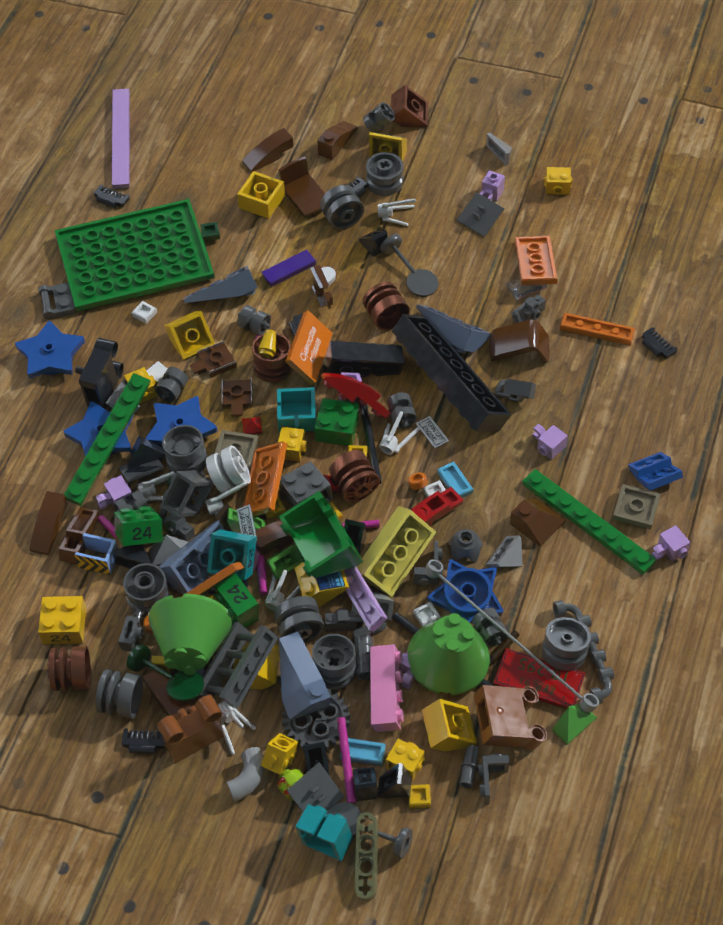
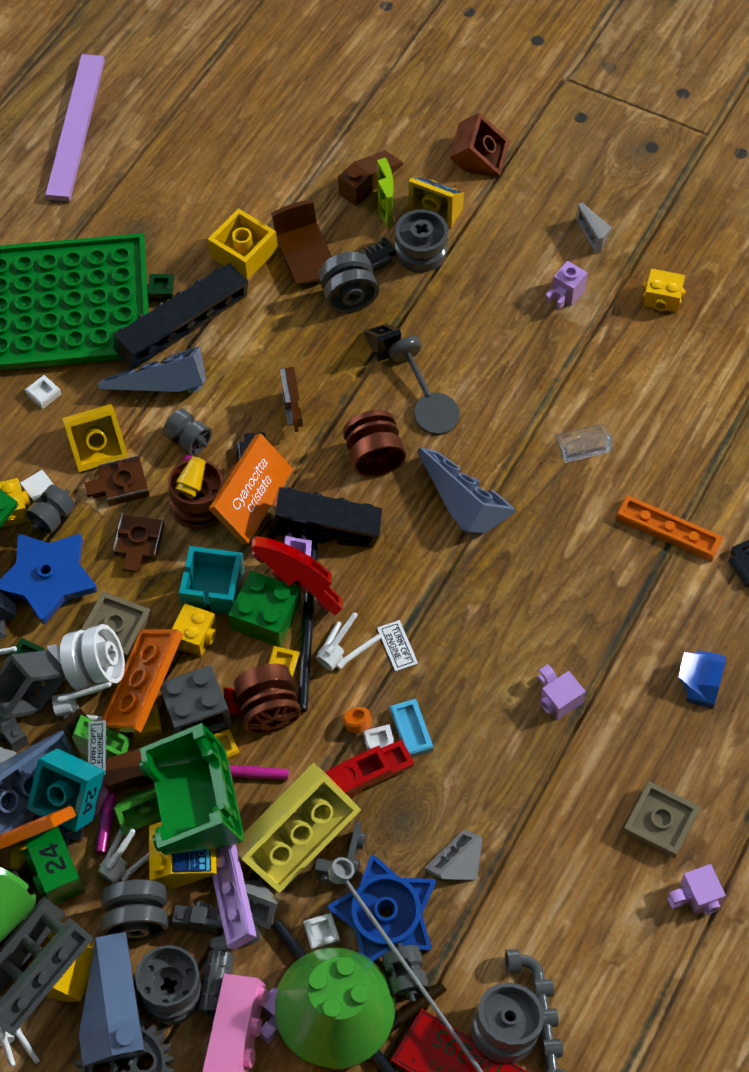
camera: 10 degrees right, 5 degrees up
(110, 198) = (35, 214): black piece -> none
(184, 449) = (36, 618): dark grey wheel -> none
(229, 246) = (180, 315): none -> black brick
(252, 425) = (148, 590): red slope -> none
(268, 150) = (270, 178): reddish brown slope -> none
(288, 268) = (256, 359): dark purple tile -> none
(329, 274) = (307, 380): white tile -> none
(352, 145) = (385, 191): none -> lime slope
(356, 532) = (249, 792): black slope -> none
(379, 117) = (433, 155): dark grey wheel -> none
(386, 210) = (411, 296): white plant -> none
(402, 403) = (361, 599): dark grey wheel -> none
(451, 373) = (441, 565): black brick -> none
(469, 549) = (405, 843): dark grey piece -> none
(480, 214) = (542, 324): dark grey piece -> none
(515, 389) = (528, 602): dark grey piece -> none
(519, 339) = (552, 529): reddish brown piece -> none
(529, 309) = (576, 483): dark grey piece -> none
(535, 260) = (603, 409): orange tile -> none
(535, 520) = (512, 813): reddish brown slope -> none
(589, 521) = (589, 830): green plate -> none
(642, 416) = (702, 676): none -> blue slope
(655, 471) = (702, 768): blue slope -> none

